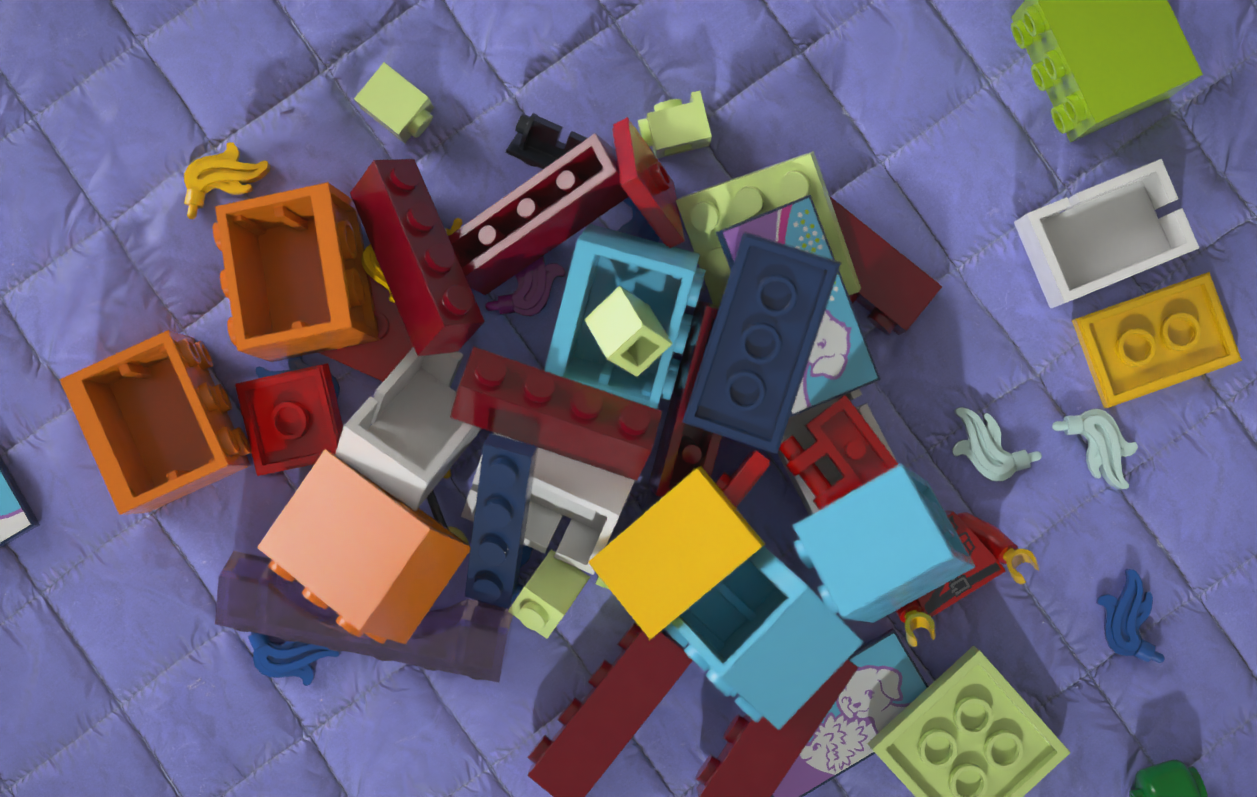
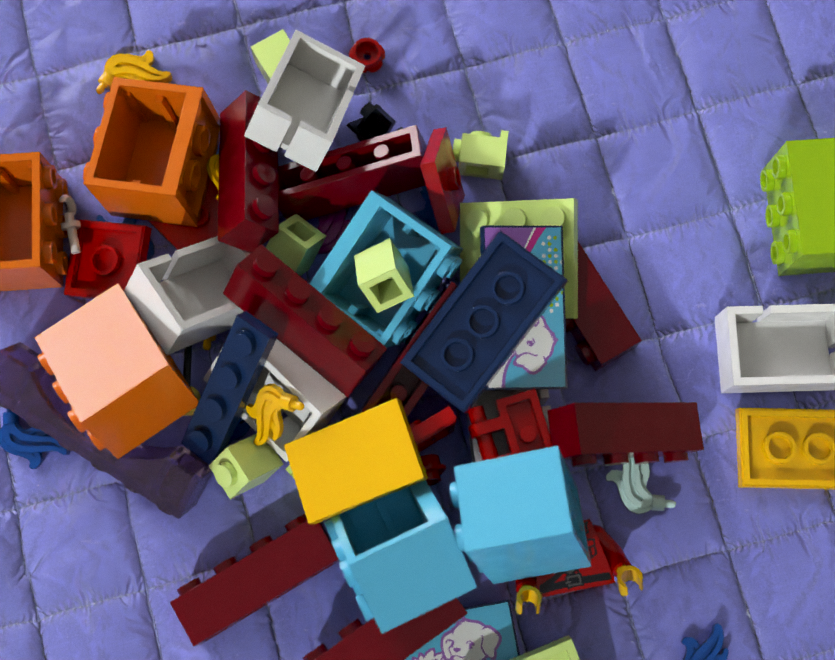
camera: 15 degrees right, 10 degrees down
(232, 394) = (70, 224): none -> white hand
(445, 153) = (305, 101): none -> white piece
(493, 40) = (371, 47): none -> red plate
(506, 322) = (296, 243): none -> yellowish green brick
(554, 530) = (268, 412): none -> yellow piece
(757, 517) = (433, 468): none -> red plate
(960, 403) = (625, 431): none -> dark red brick
(1104, 444) = (729, 516): light aqua piece -> none

